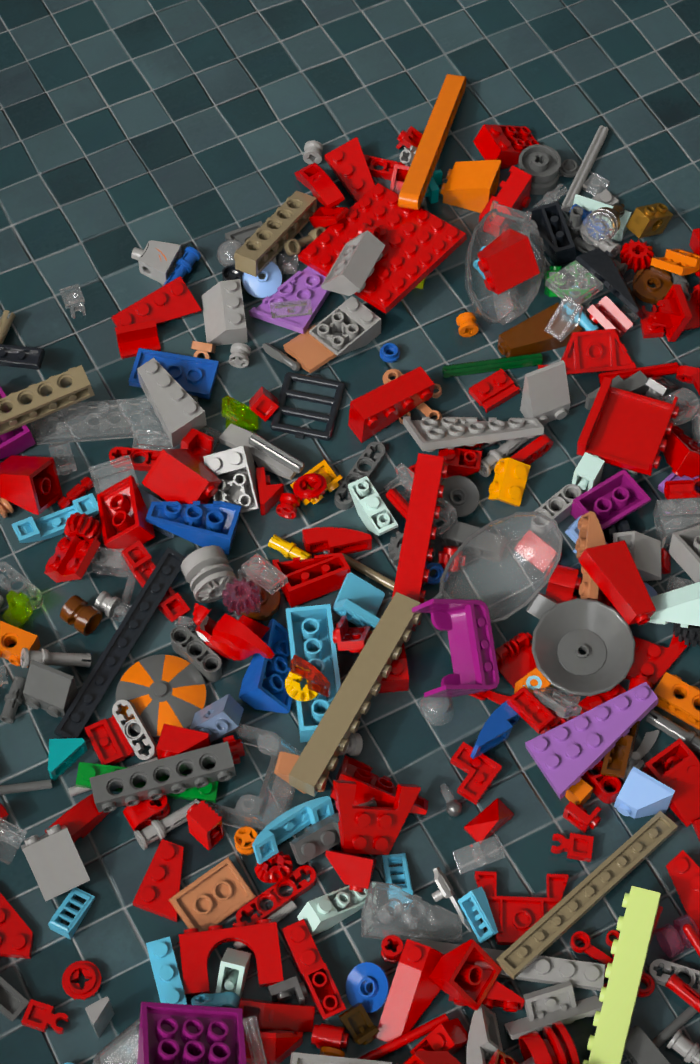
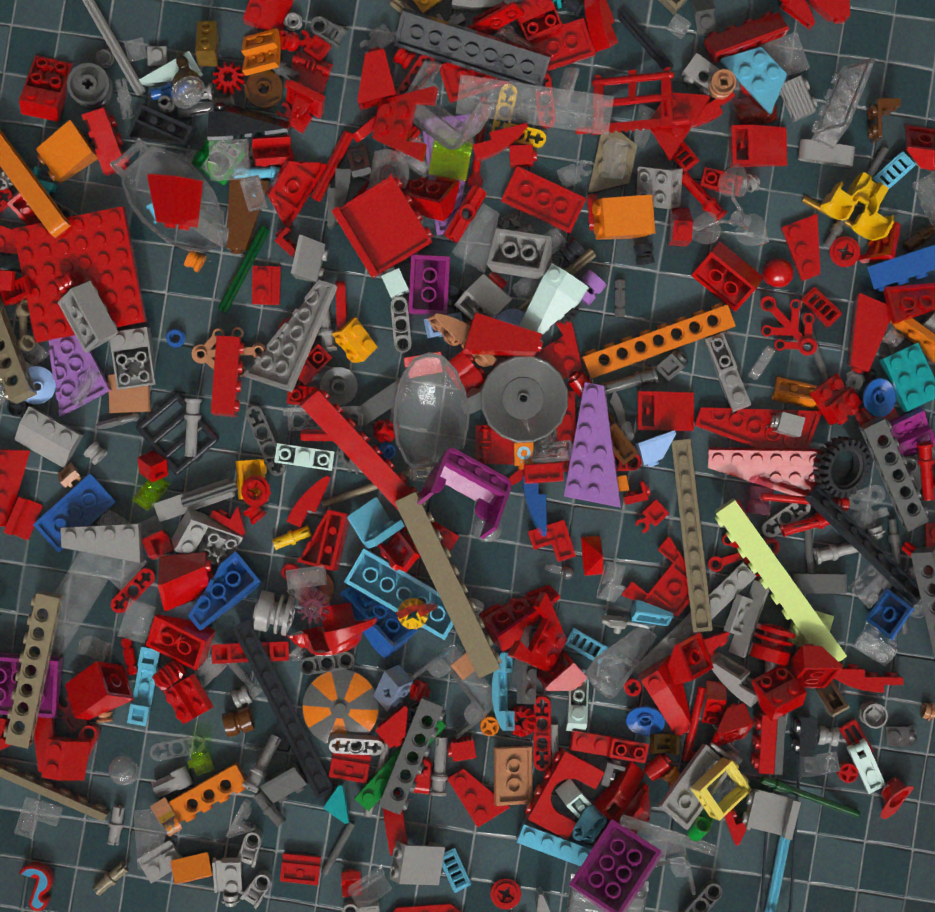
camera: 50 degrees left, 30 degrees up
(332, 401) = (192, 416): none -> light grey pin

